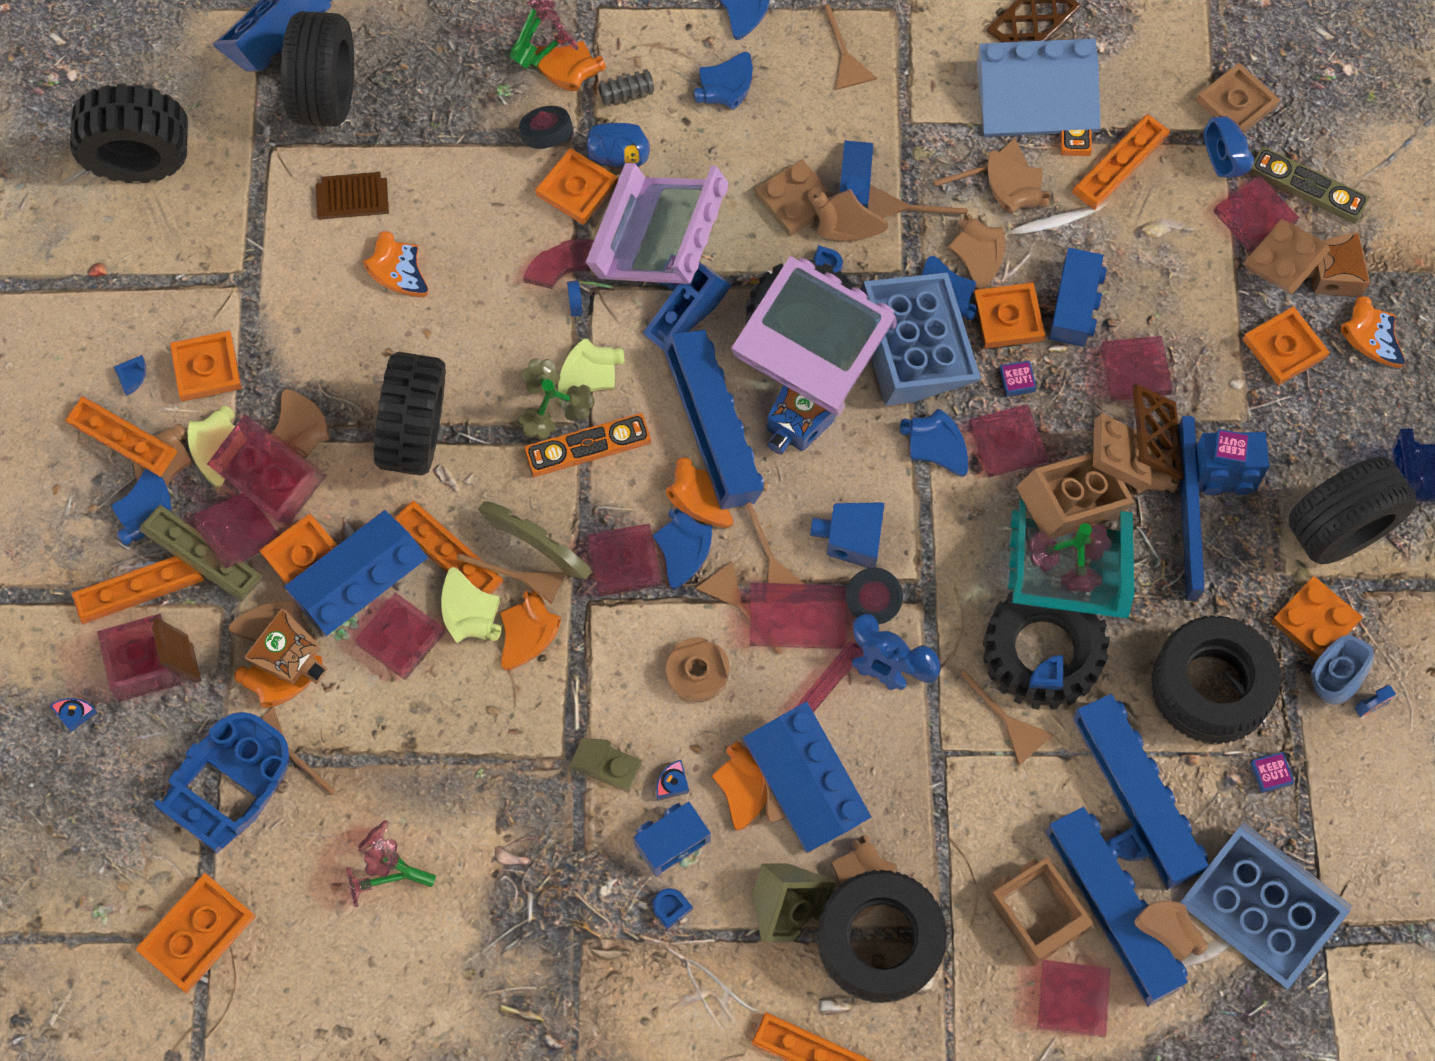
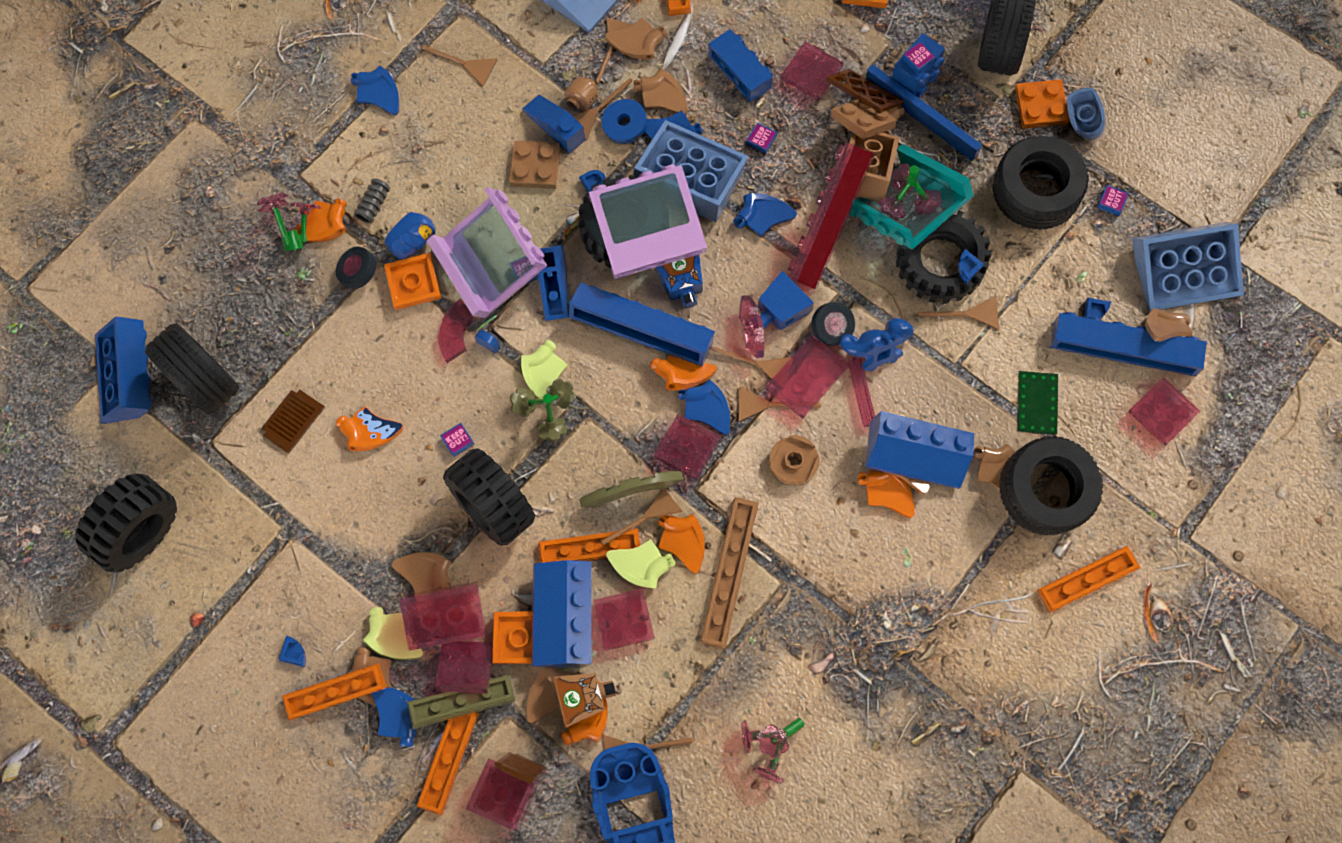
camera: 45 degrees left, 5 degrees up
(205, 365) = (331, 600): orange plate -> none
(454, 349) = (457, 439): none -> tile
(530, 698) = (729, 573): none -> medium nougat tile
(587, 444) = (591, 410): tile -> none
(602, 762) = (808, 560): olive slope -> none
(670, 907) = (930, 593): blue tile -> none
(671, 837) = (890, 558): blue brick -> none
(672, 781) = (852, 530): blue tile -> none
(725, 82) = (421, 142): blue arm -> none
(788, 899) = (980, 521): olive slope -> none
(801, 521) = (752, 325): none -> clear pink tile
(845, 217) = (578, 146): medium nougat arm -> none
(906, 178) = (581, 93): none -> medium nougat head
(915, 225) = (624, 109): none -> blue tile
(972, 864) = (1038, 402): none -> dark green sticker
(979, 497) = (831, 215): none -> brick
(1008, 440) = (795, 174): clear pink plate -> none
(1009, 315) = (719, 110): orange plate -> none
(1031, 871) = (1125, 382): medium nougat window -> none
(1140, 791) = (1070, 276): blue brick -> none
(1381, 699) = (1116, 113): blue tile -> none

